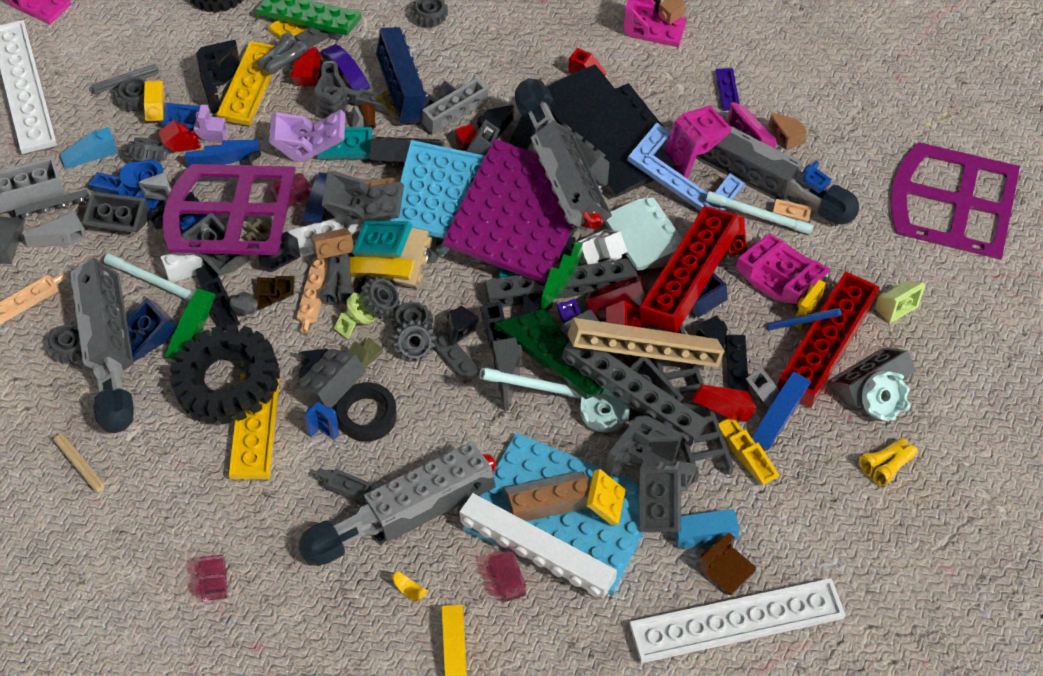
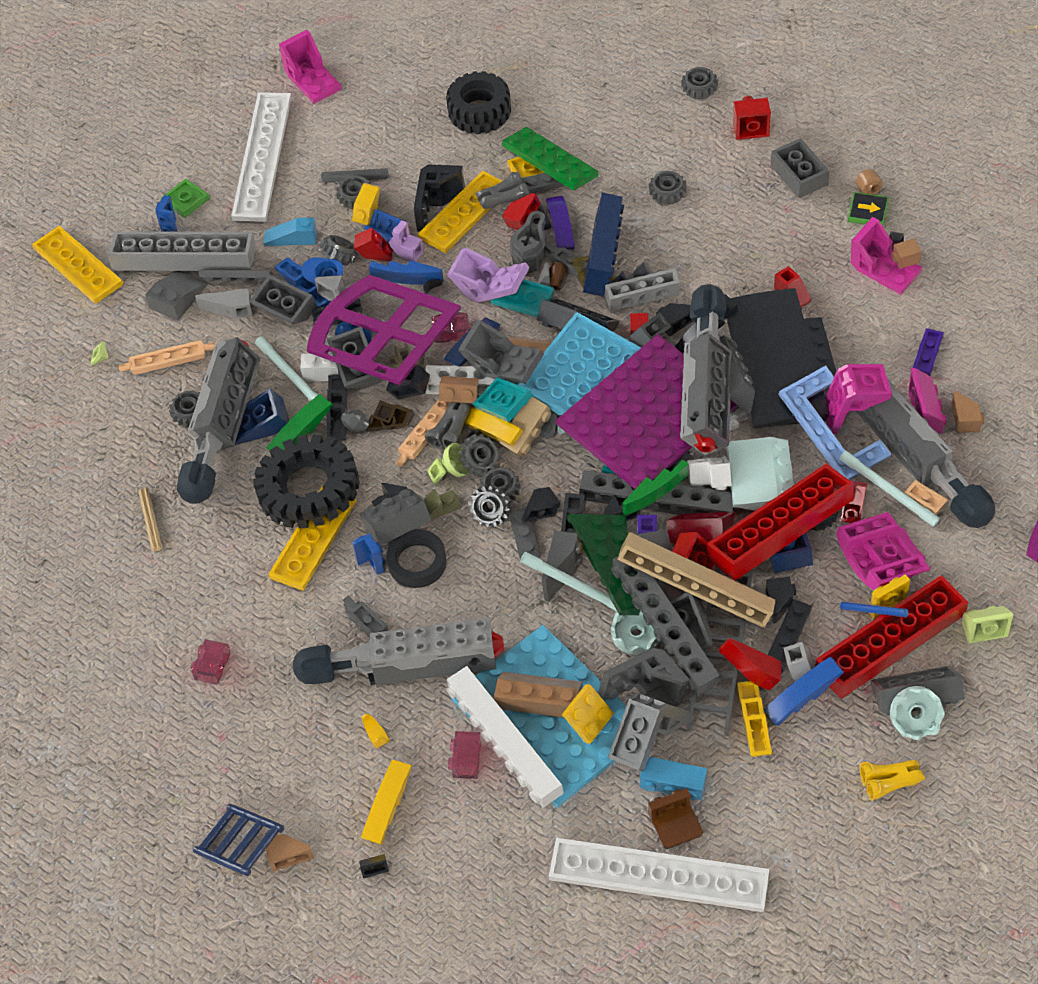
camera: 30 degrees right, 0 degrees up
(815, 178) = (959, 470): blue bracket -> none

